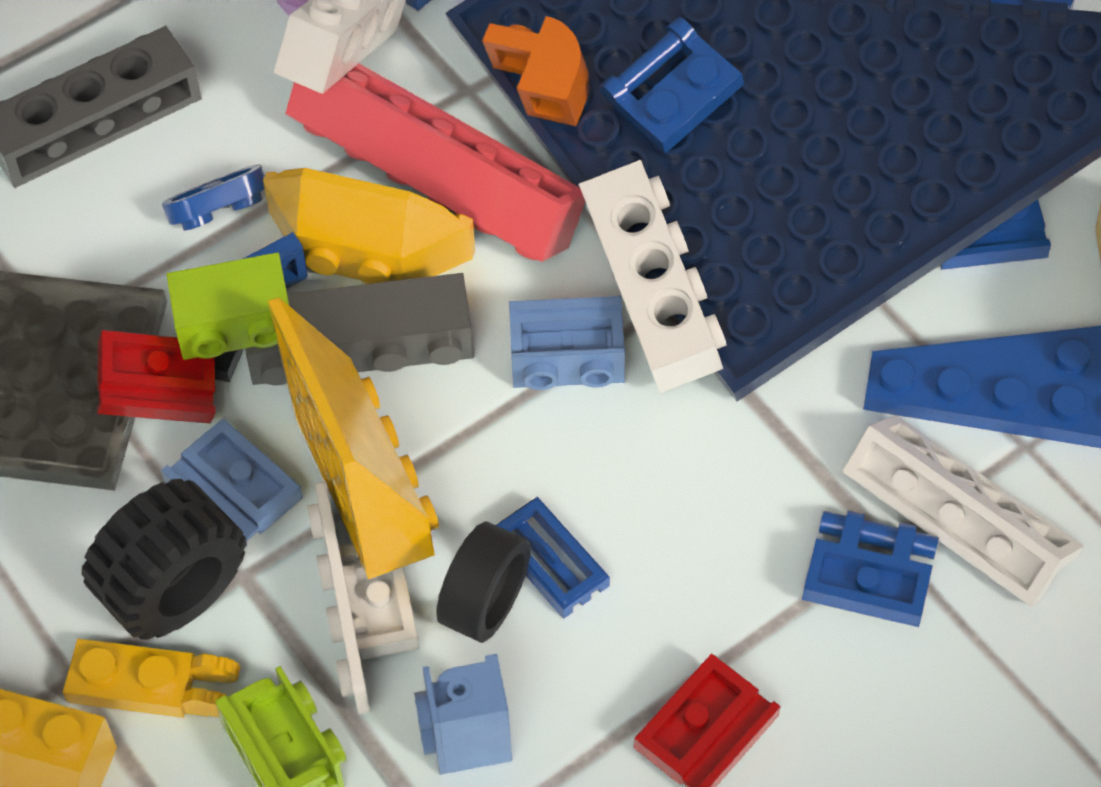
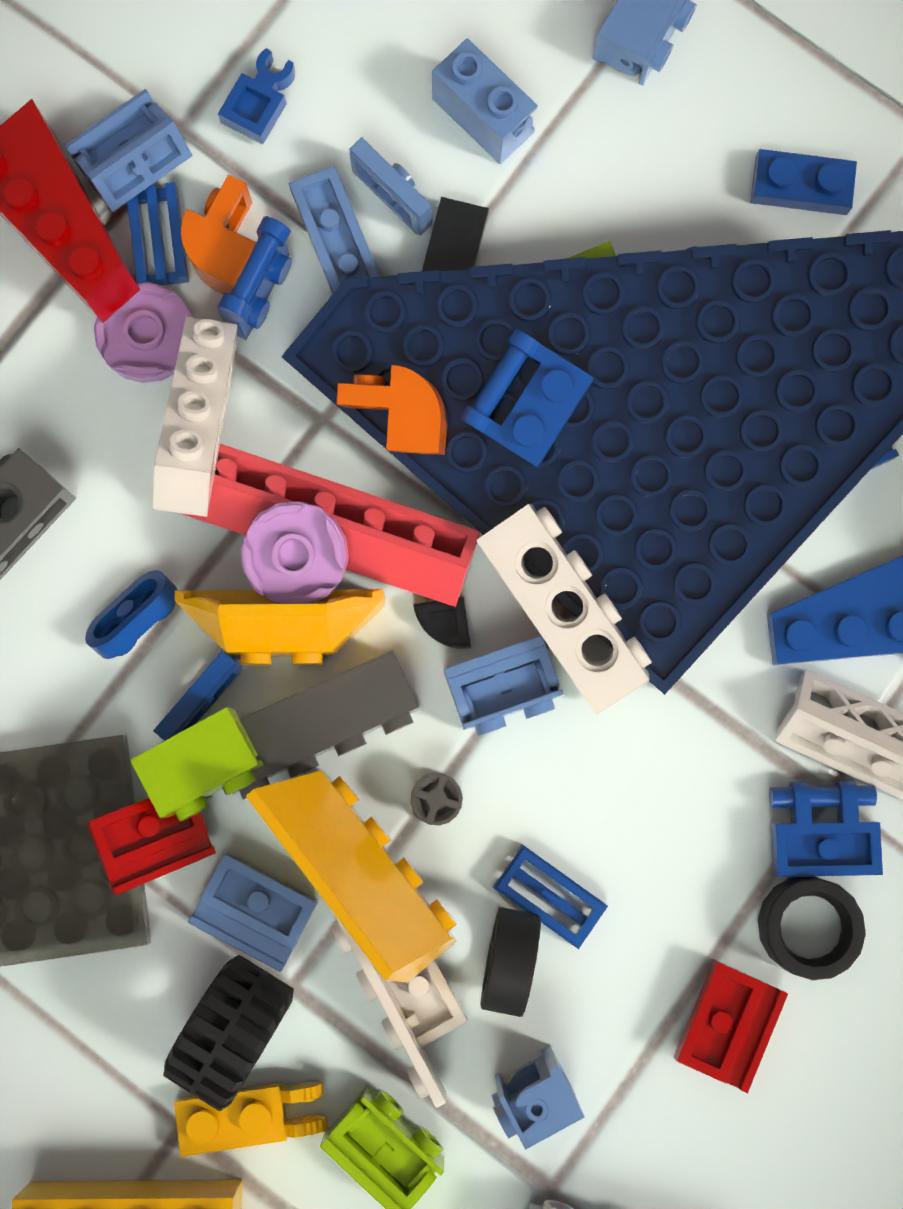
camera: 20 degrees left, 25 degrees up
(397, 149) = (294, 553): none -> lavender tile
(458, 415) = (432, 803): none -> dark grey wheel
(526, 278) = (445, 623): none -> black tile
(833, 612) = (850, 939): none -> black tyre

